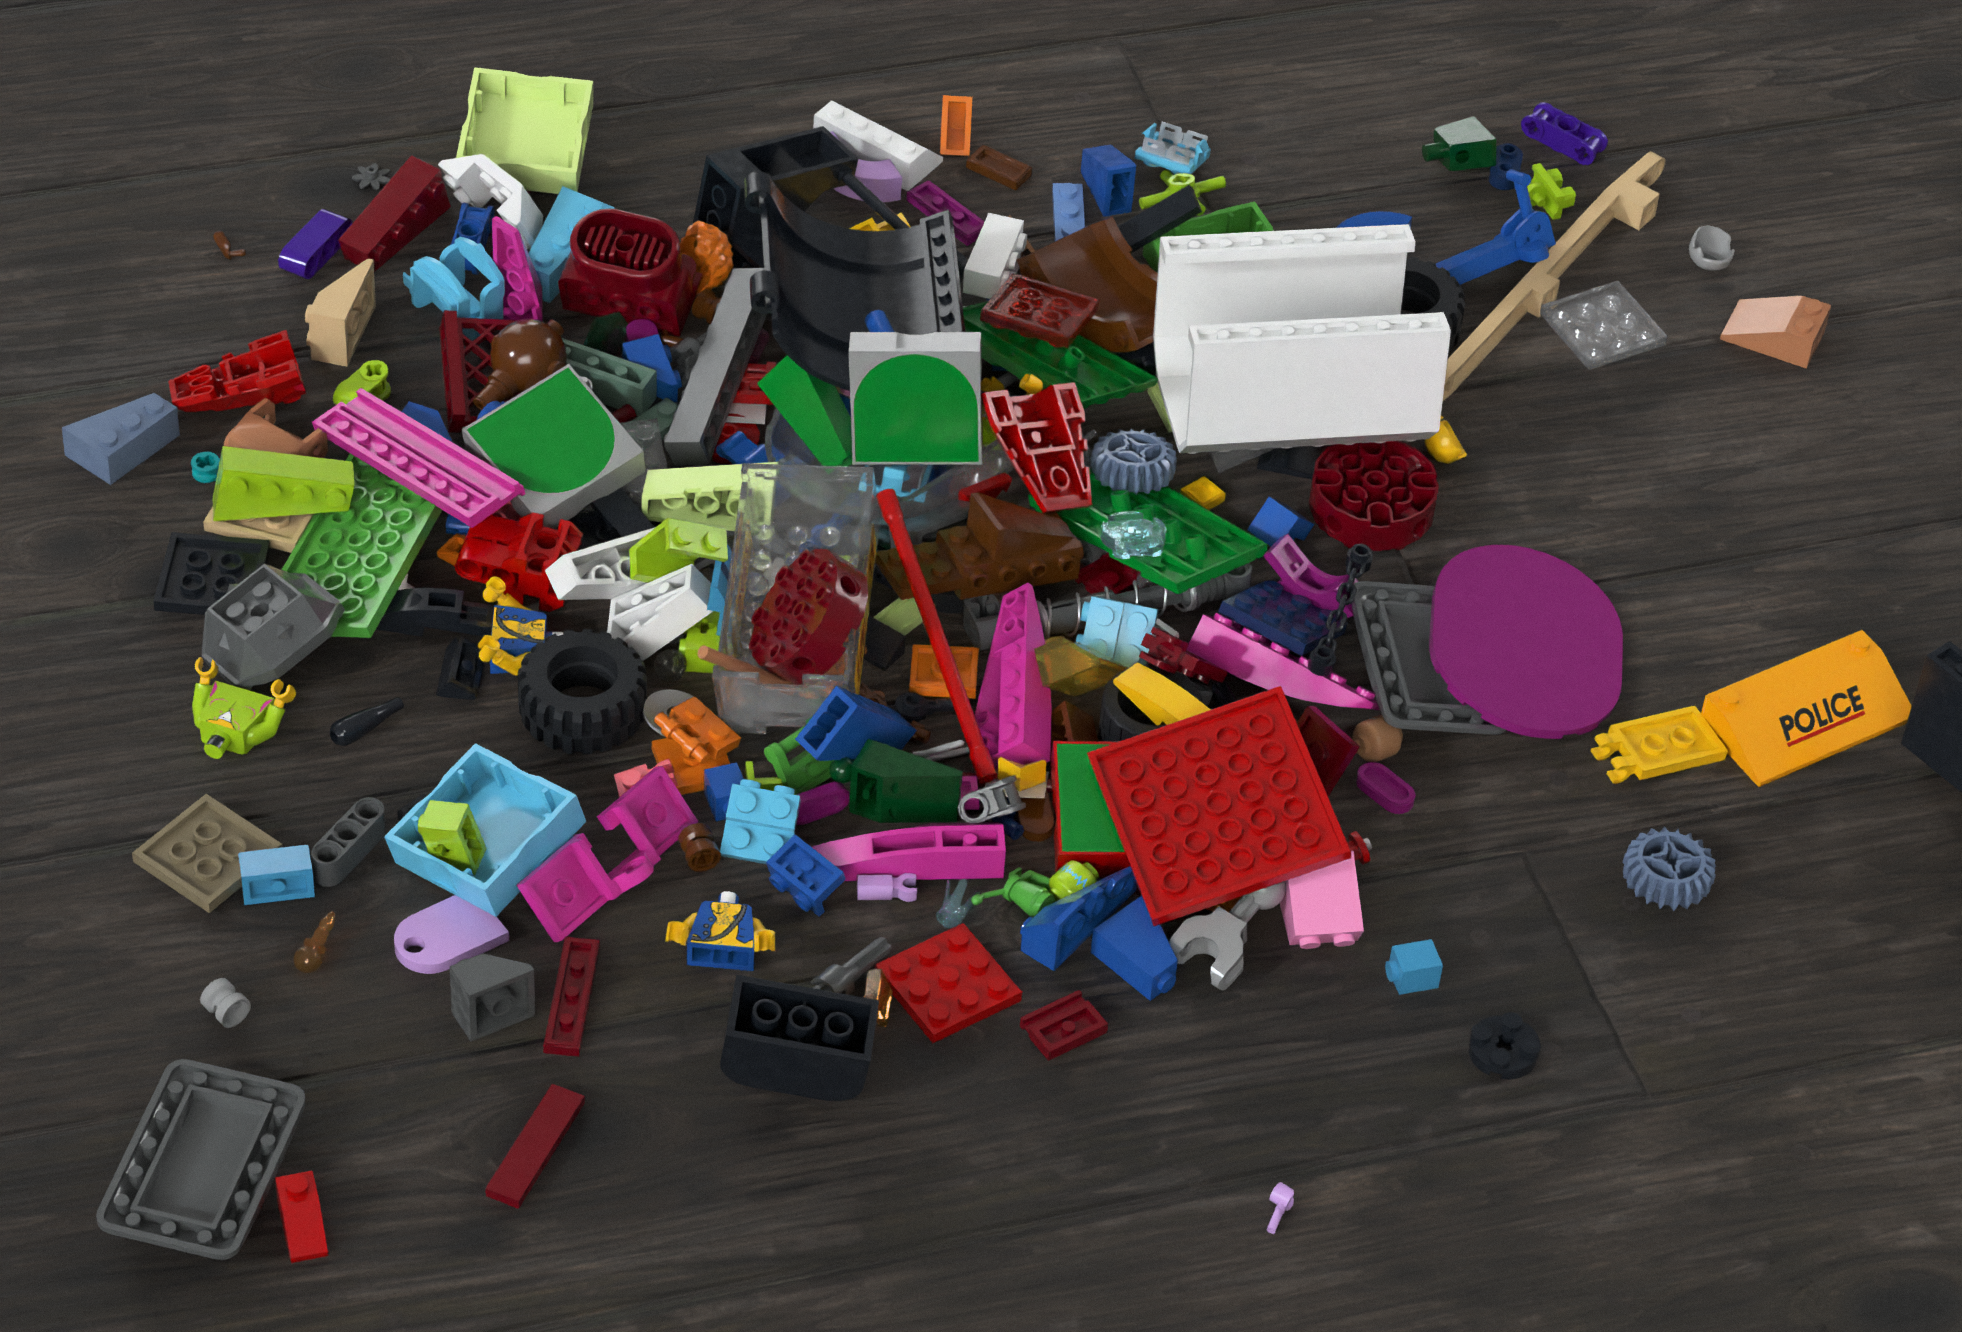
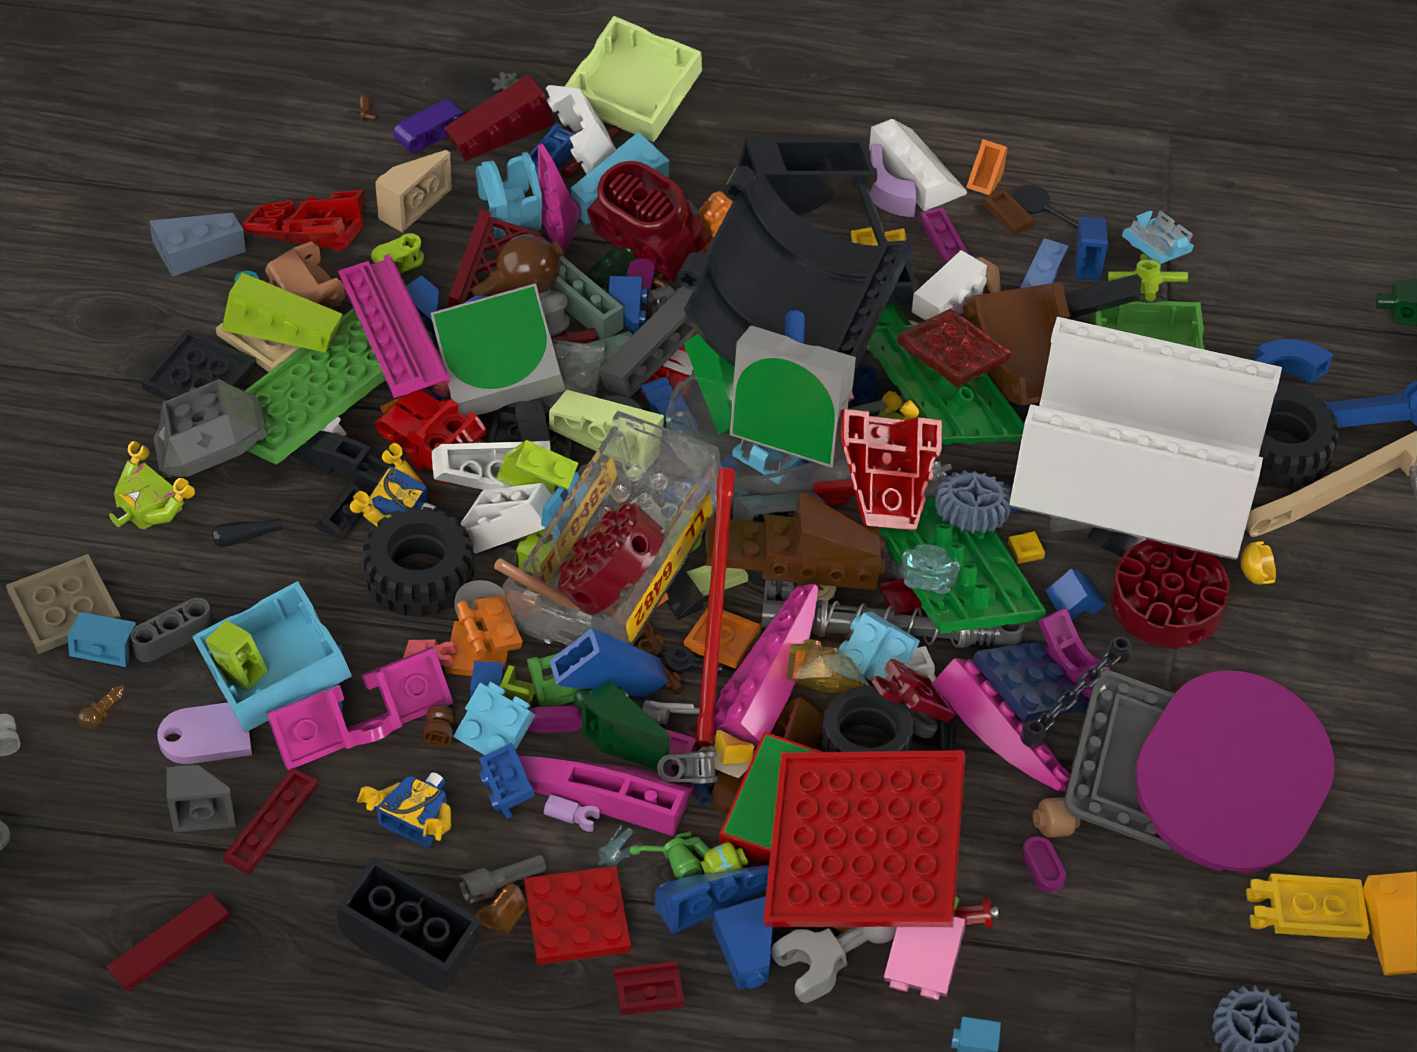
camera: 25 degrees right, 5 degrees up
(1023, 149) = (1036, 200): none -> black piece
(1158, 696) = (872, 720): yellow slope -> none
(1327, 745) = (992, 814): dark red tile -> none

